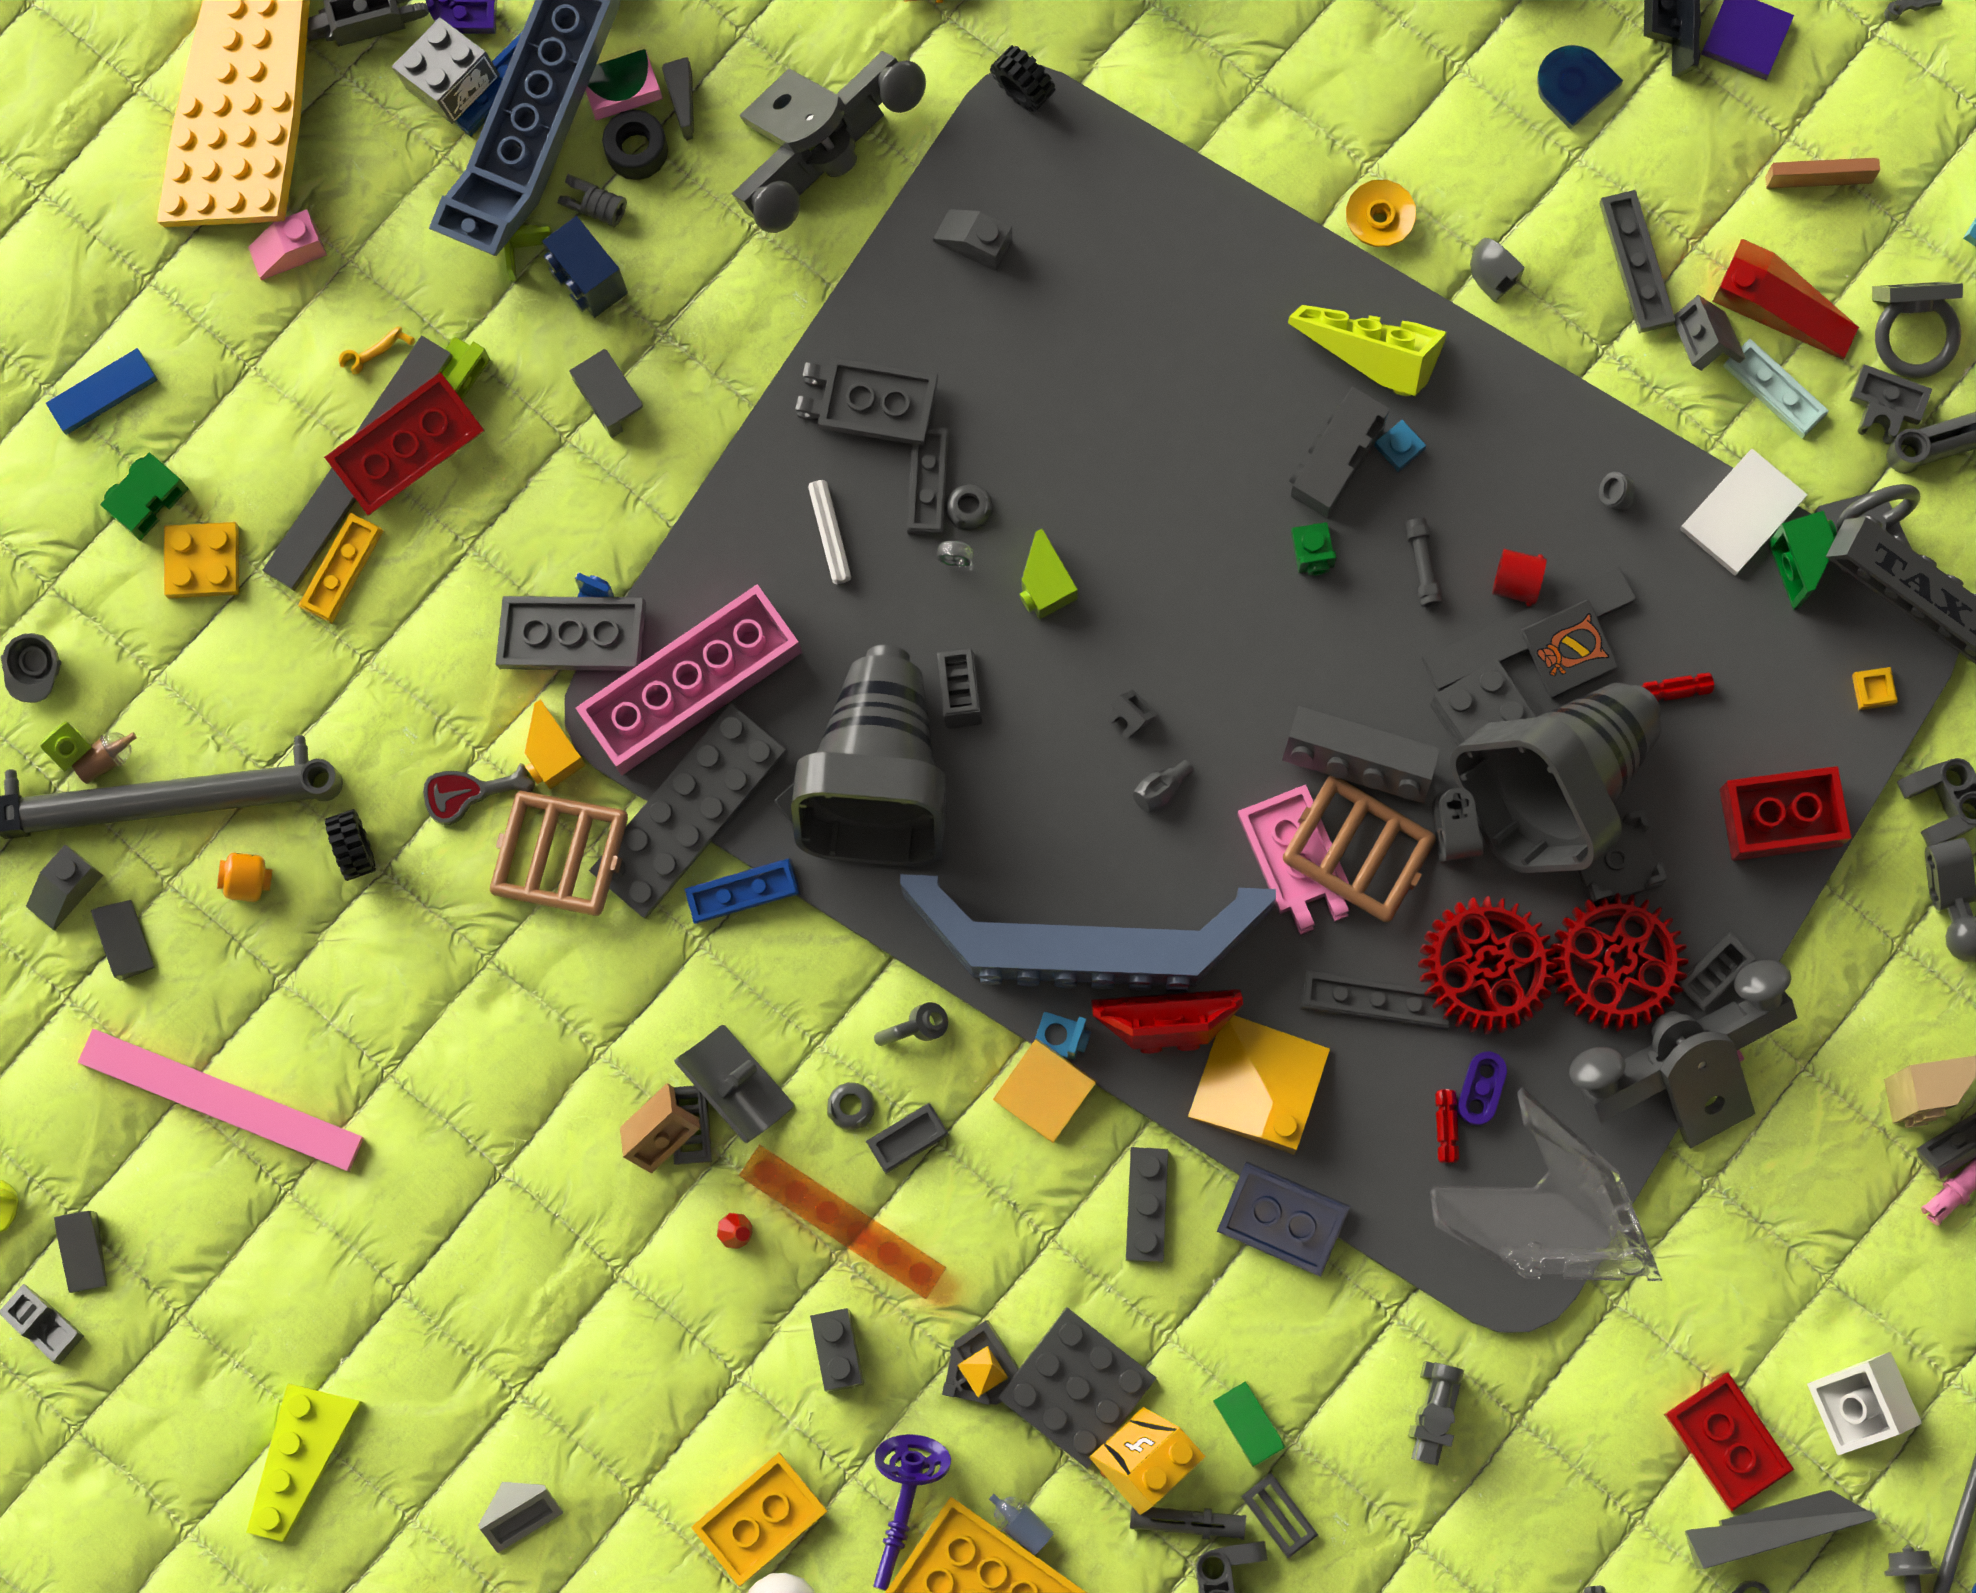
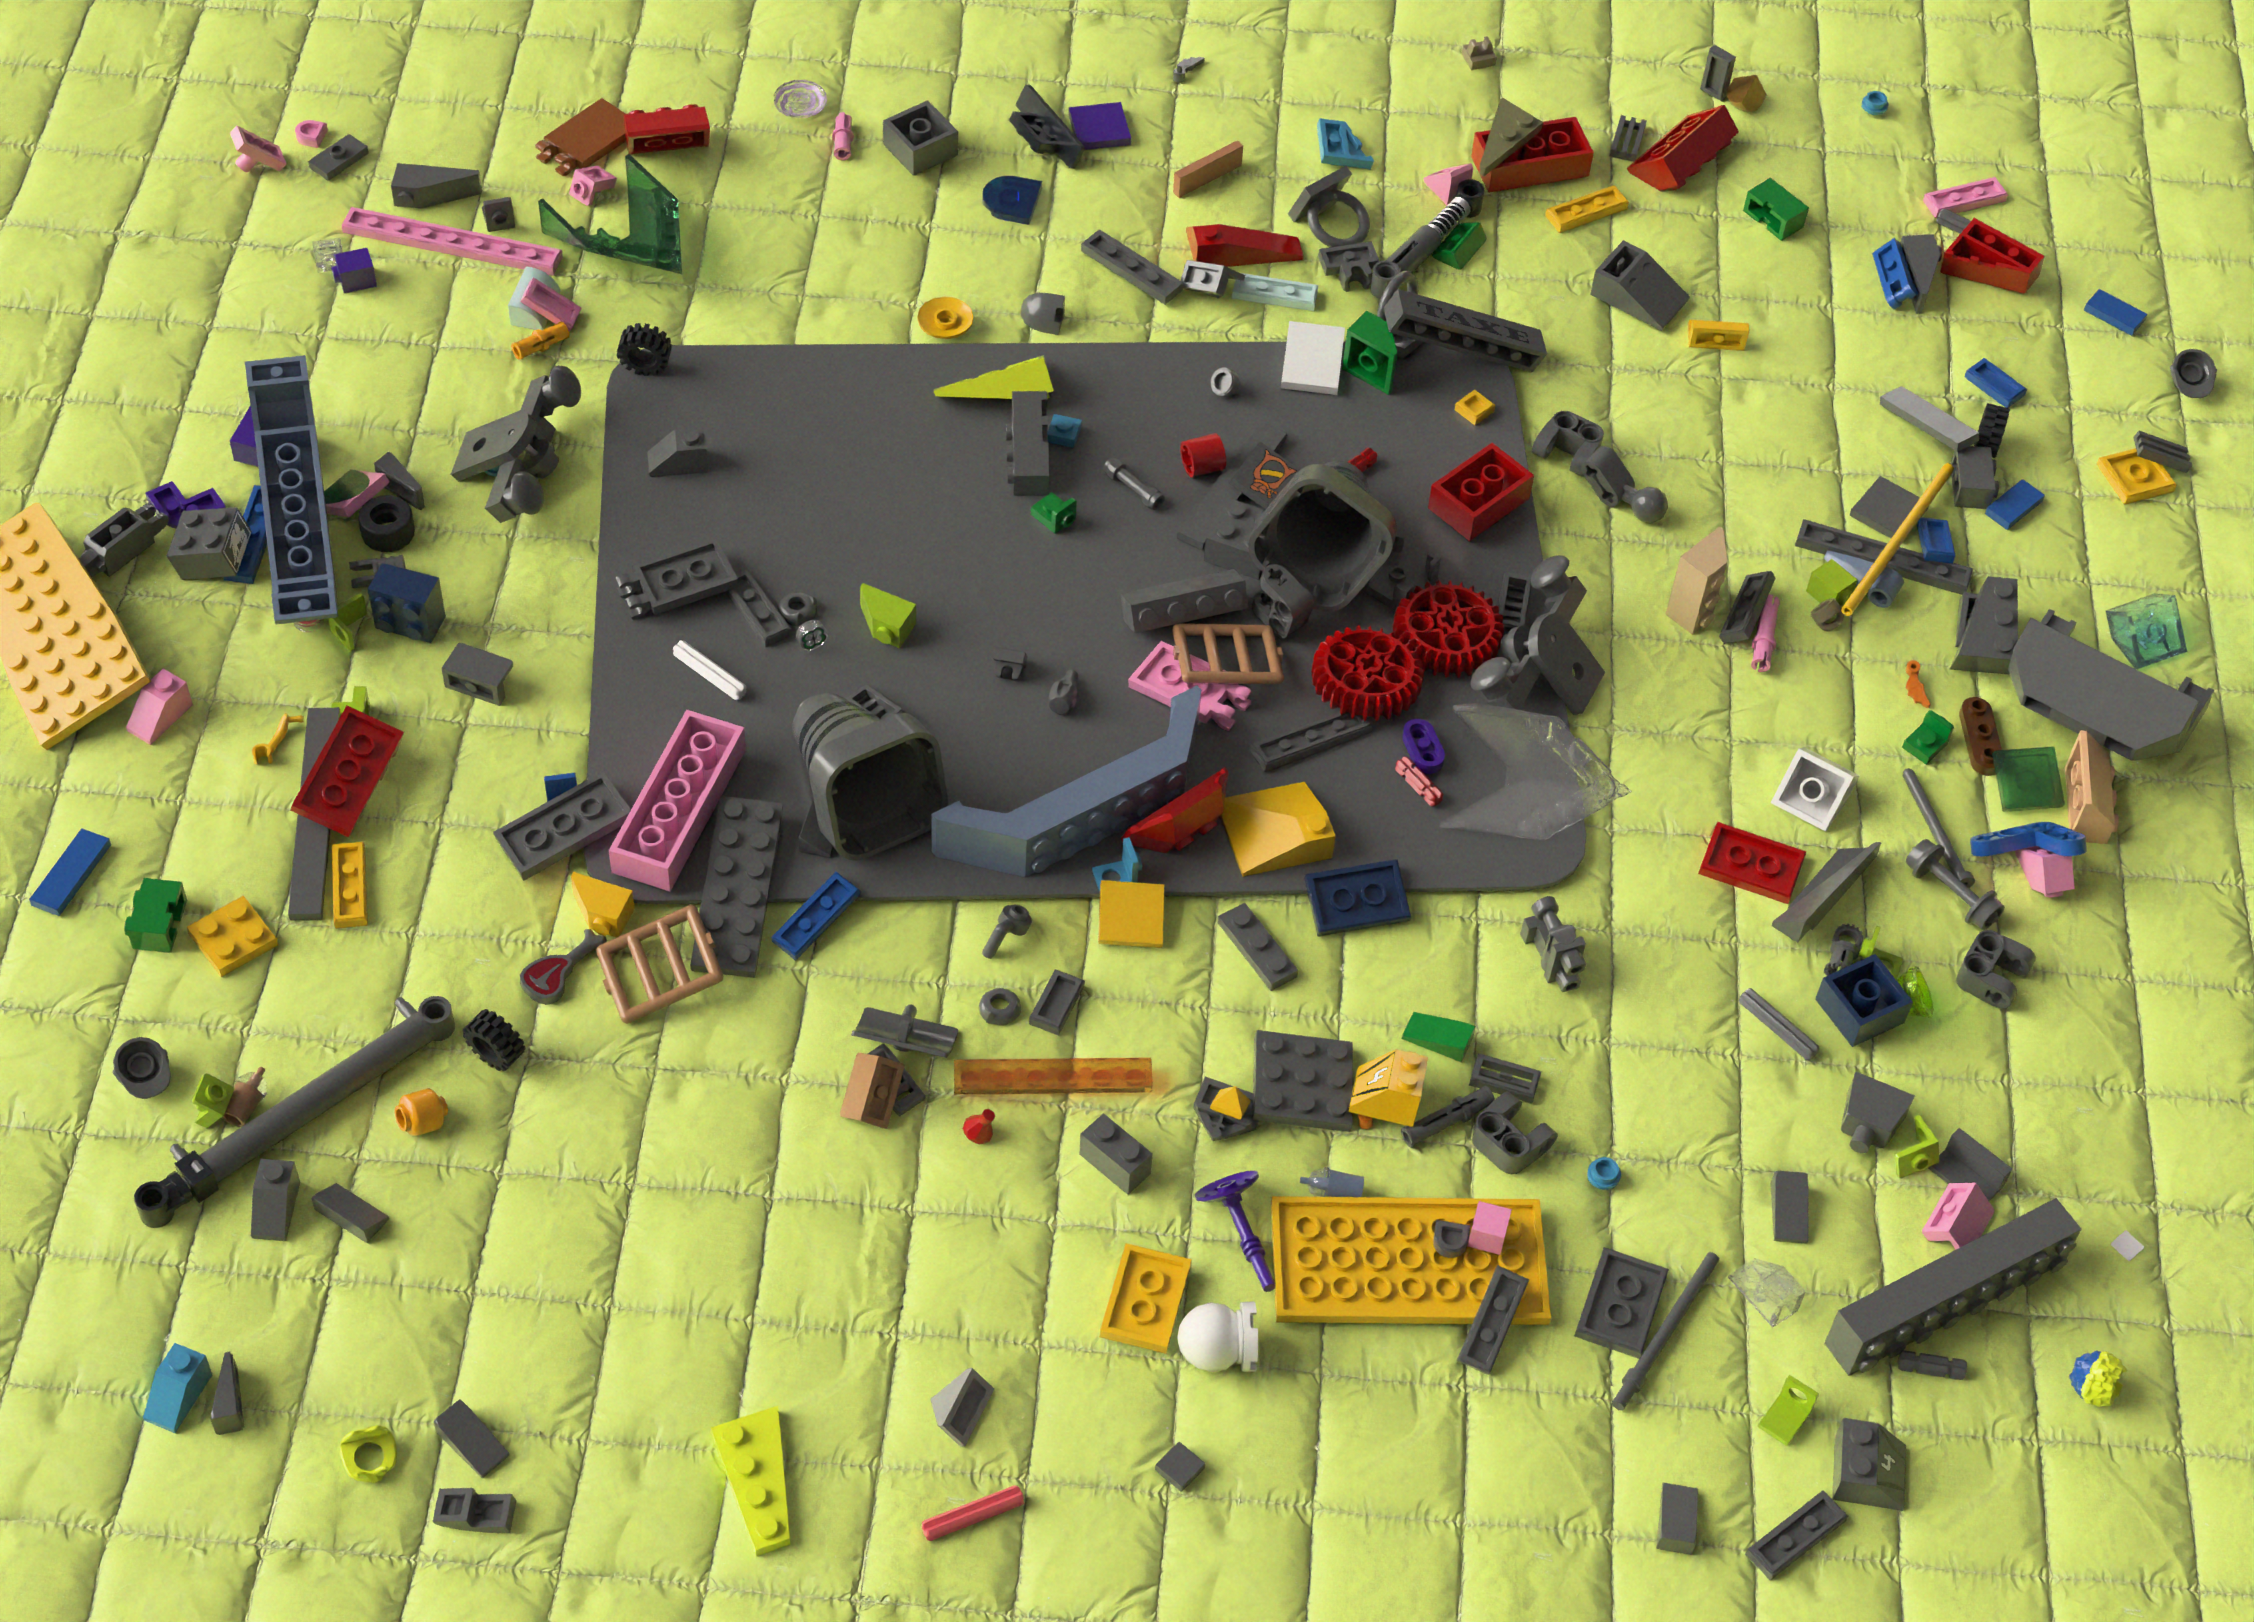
camera: 45 degrees left, 25 degrees down
(221, 1100) = (509, 1273): bright pink tile -> none

